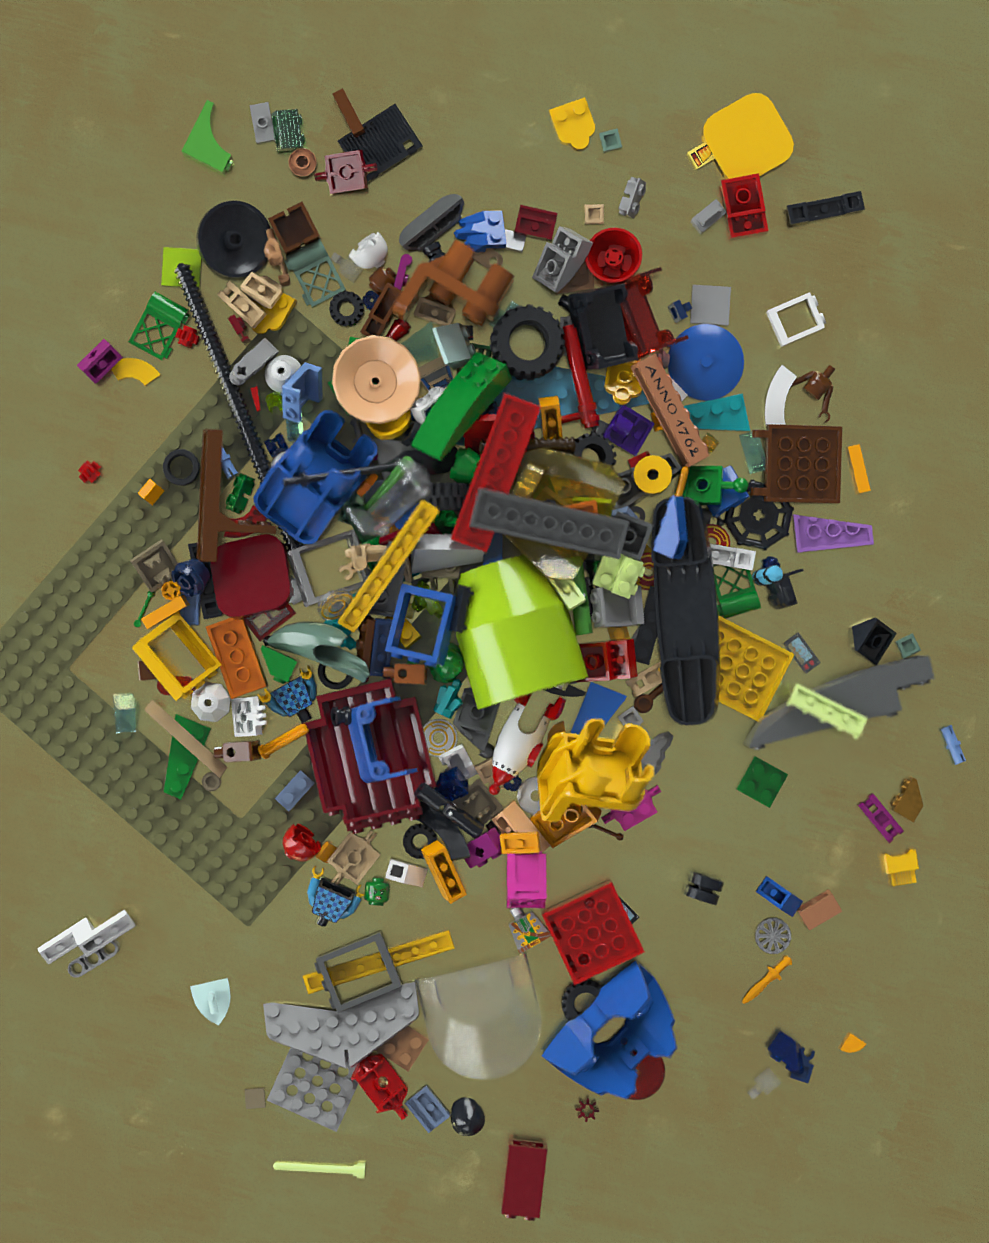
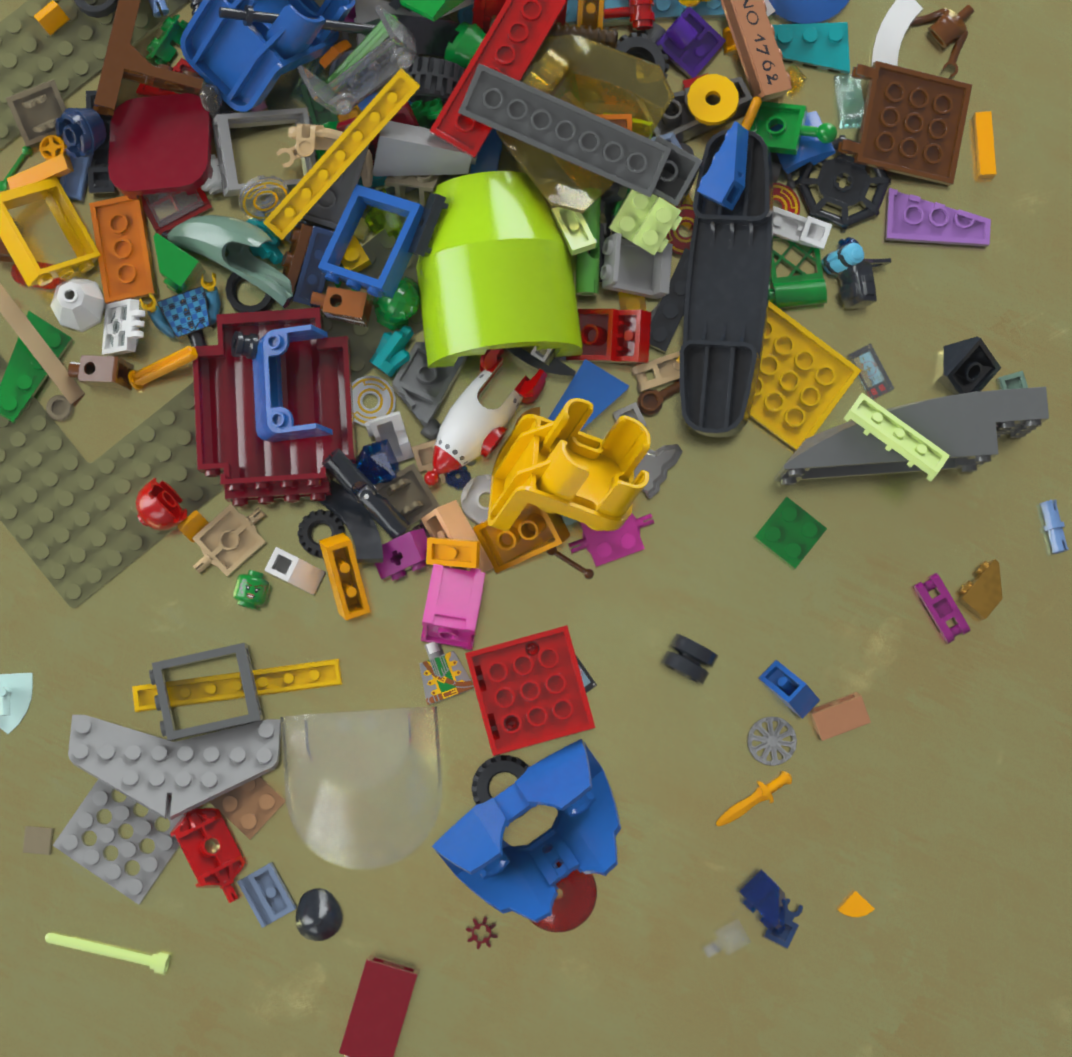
camera: 10 degrees right, 5 degrees down
(284, 539) = (211, 99): none -> clear smoke cylinder
(294, 790) = (166, 437): sand blue plate -> none
(331, 900) = (188, 590): torso -> none
(901, 867) = (959, 678): yellow piece -> none

